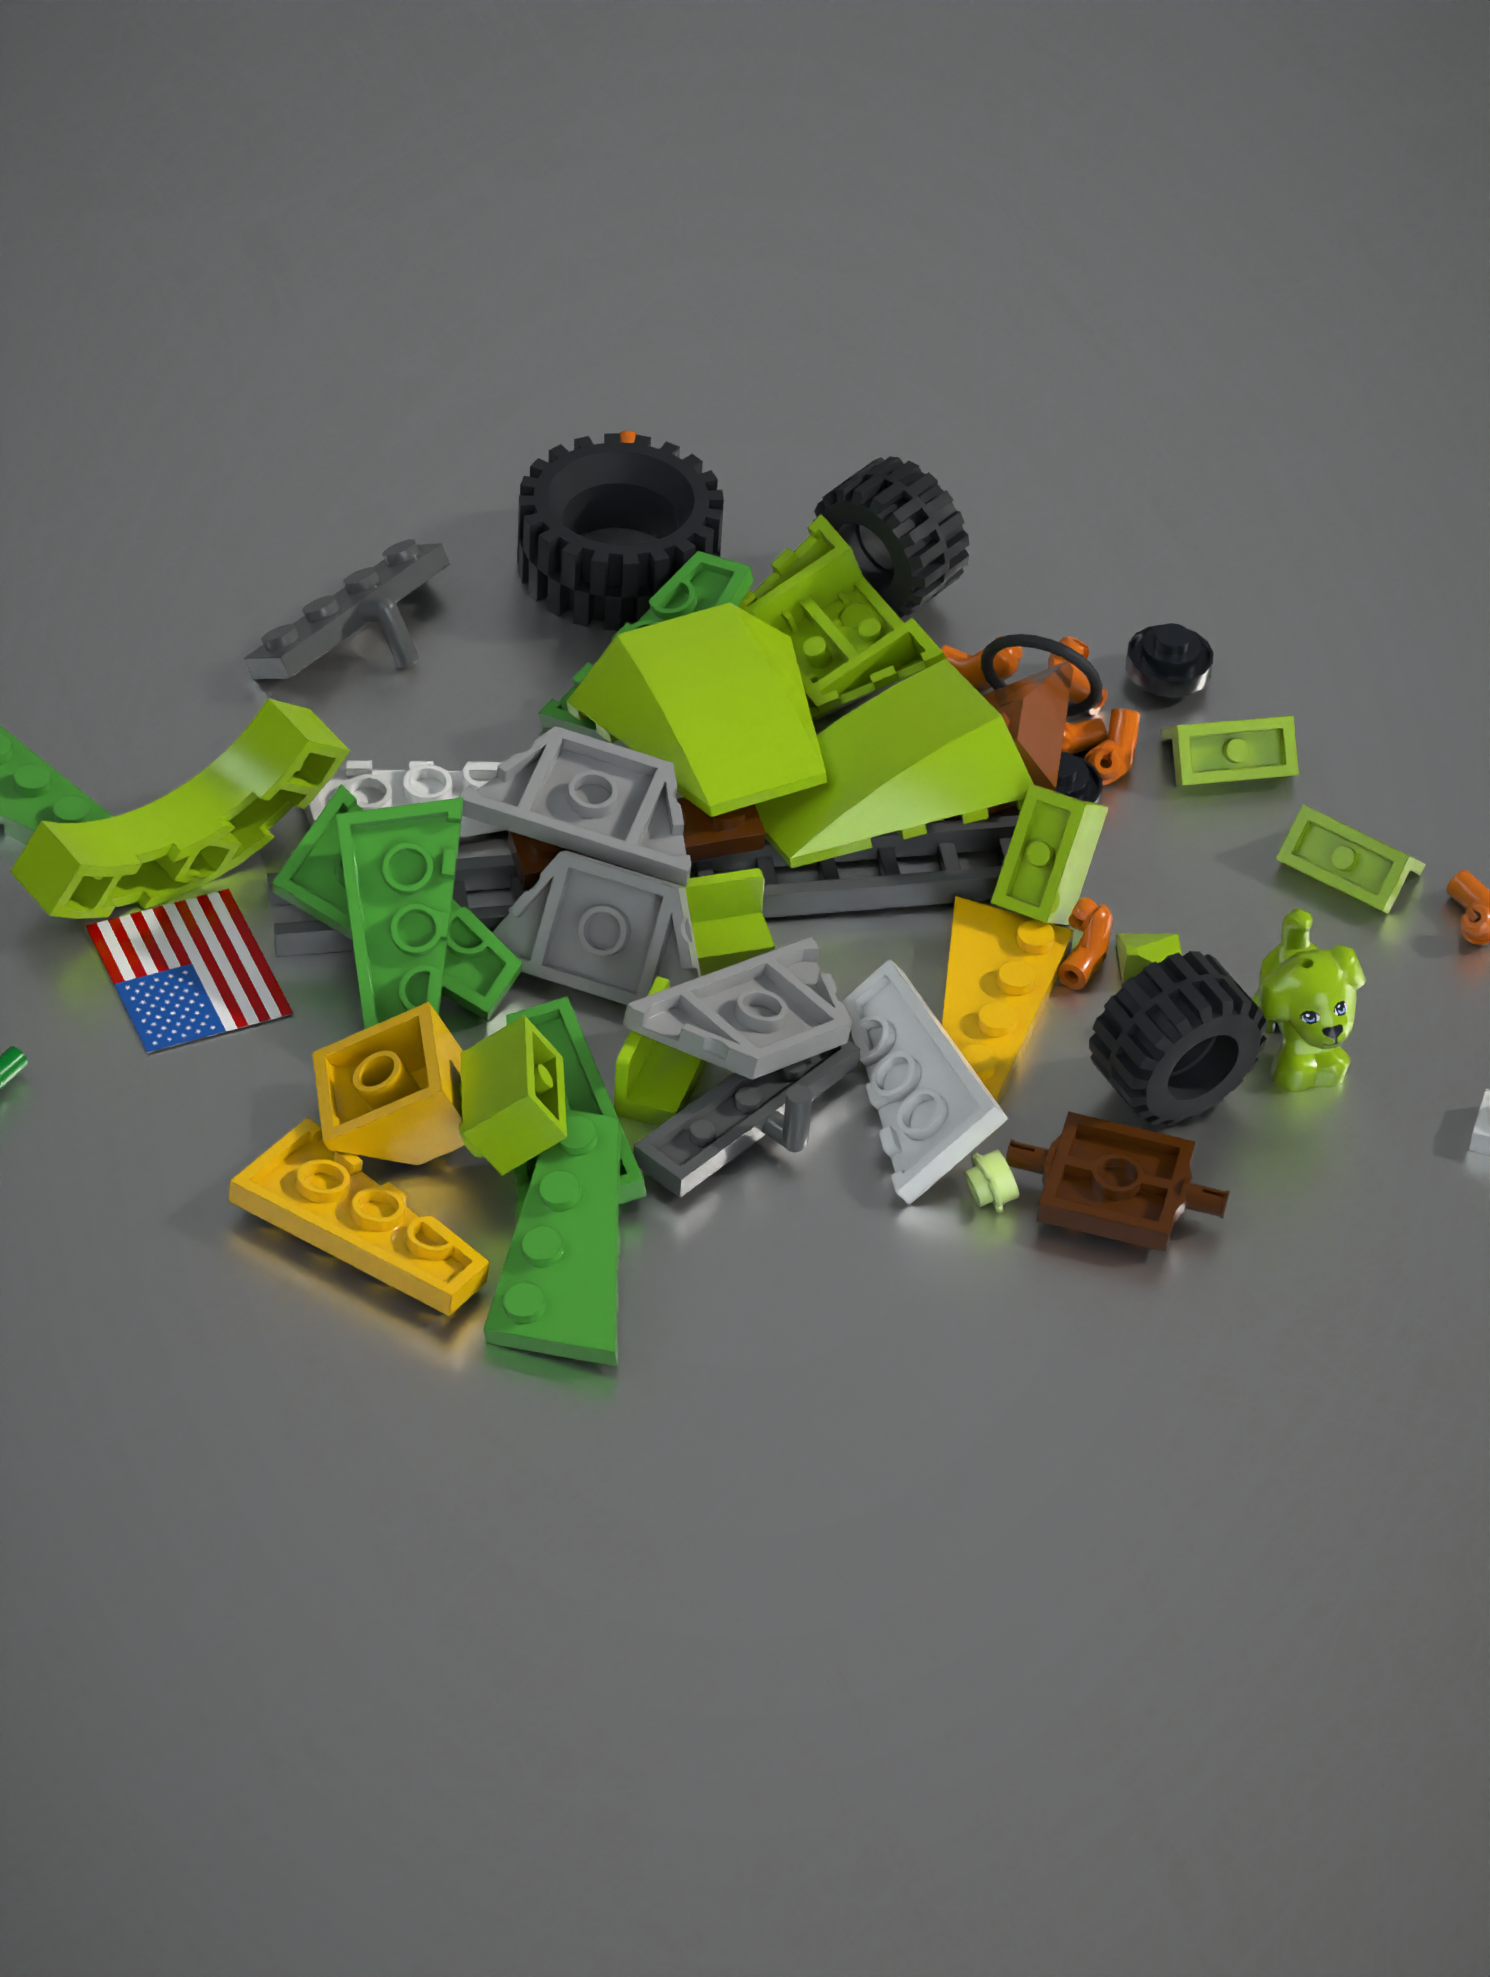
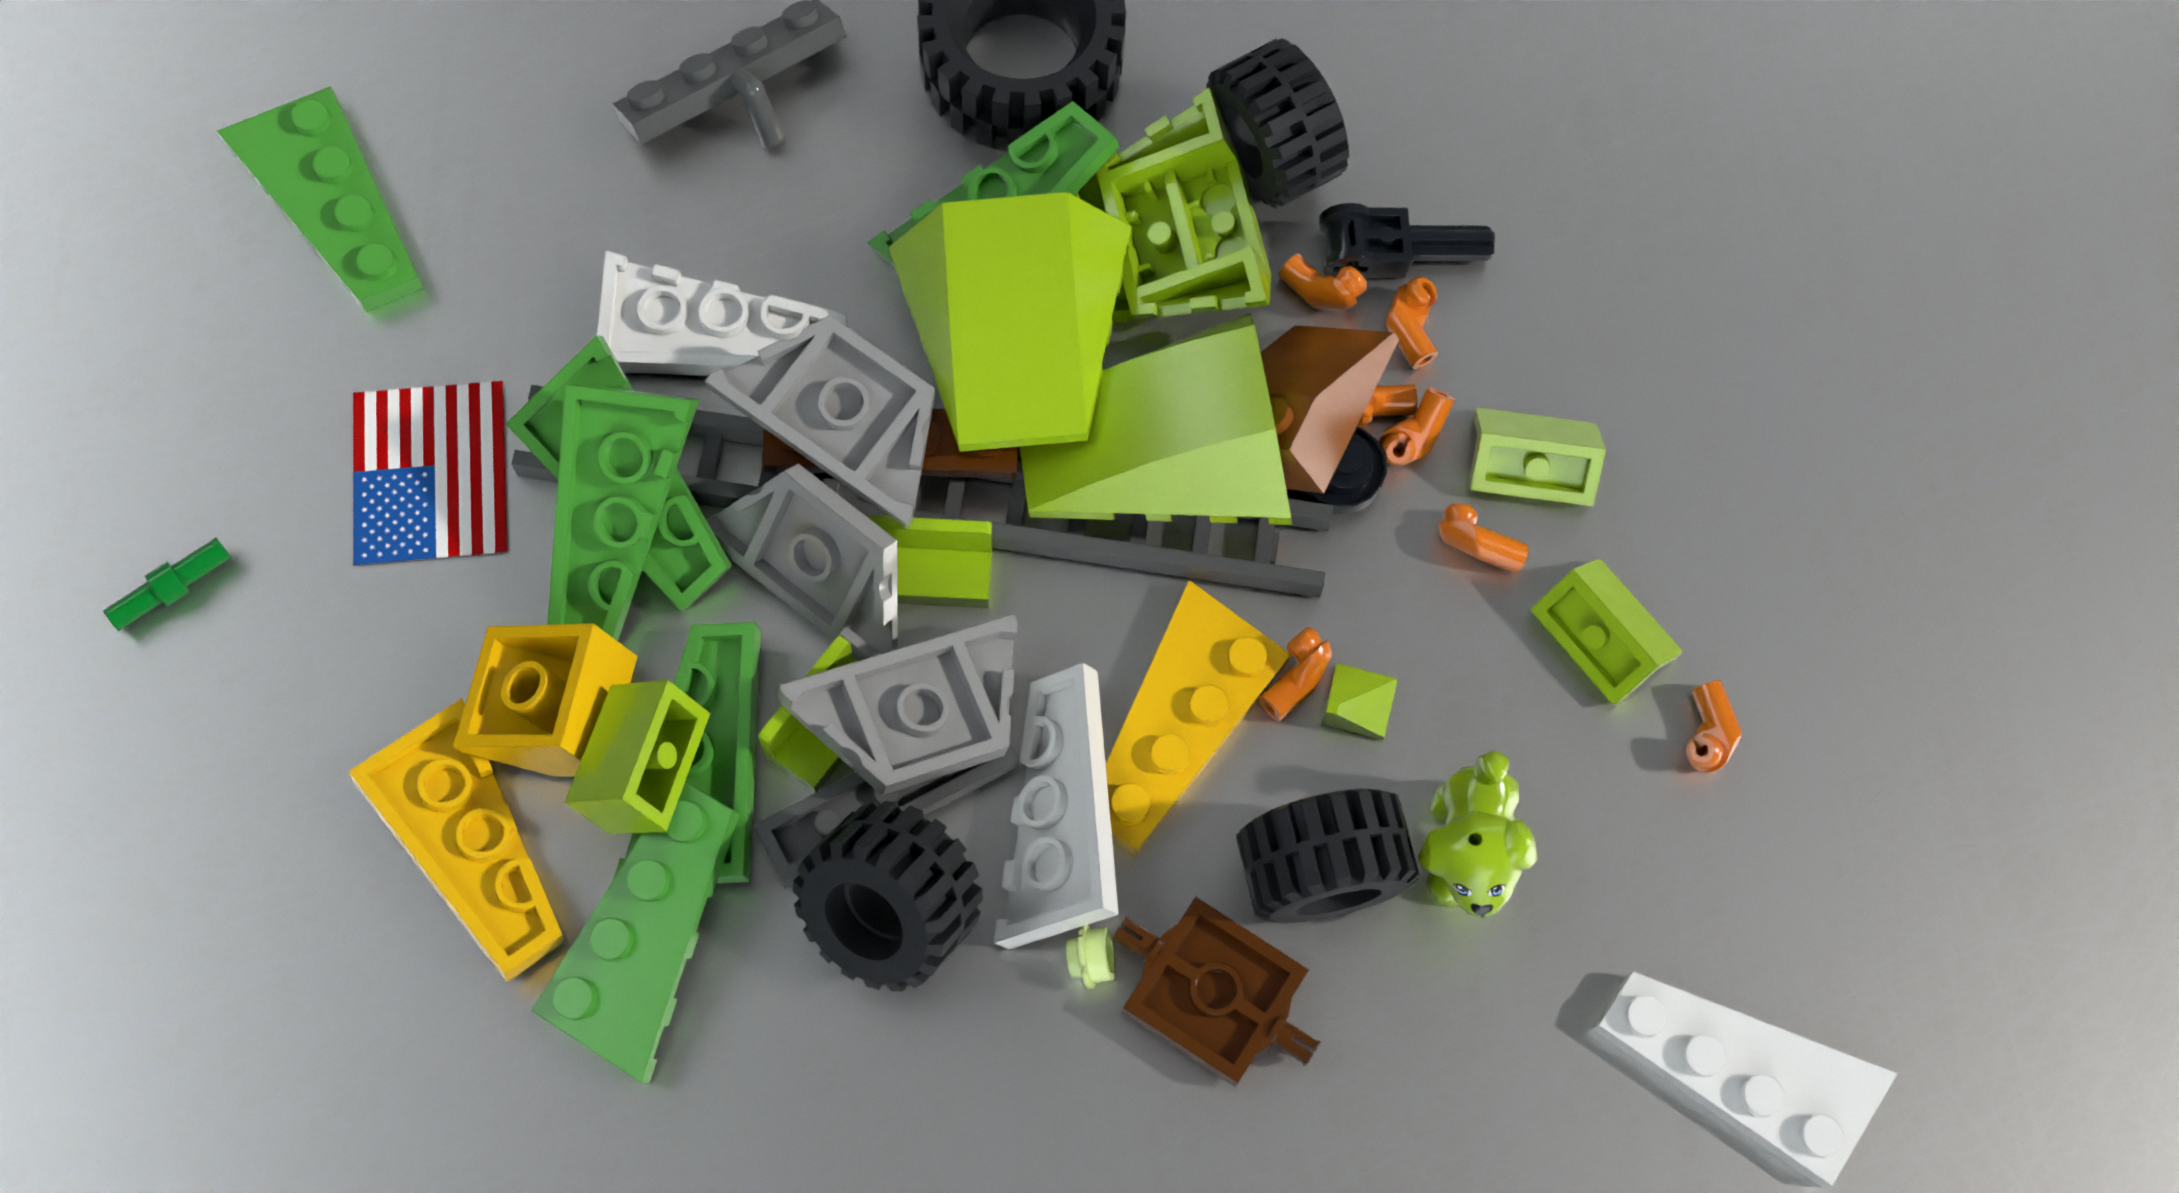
camera: 15 degrees right, 25 degrees up
(189, 832) = (465, 320): lime brick -> none
(755, 1181) = (887, 896): none -> black tyre
(1026, 613) = (1385, 244): none -> black connector
(1049, 855) = (1284, 580): lime panel -> none
(1053, 647) = (1324, 304): black tyre -> none
(1169, 660) = (1514, 329): black plate -> none
(1197, 815) = (1463, 534): none -> orange arm

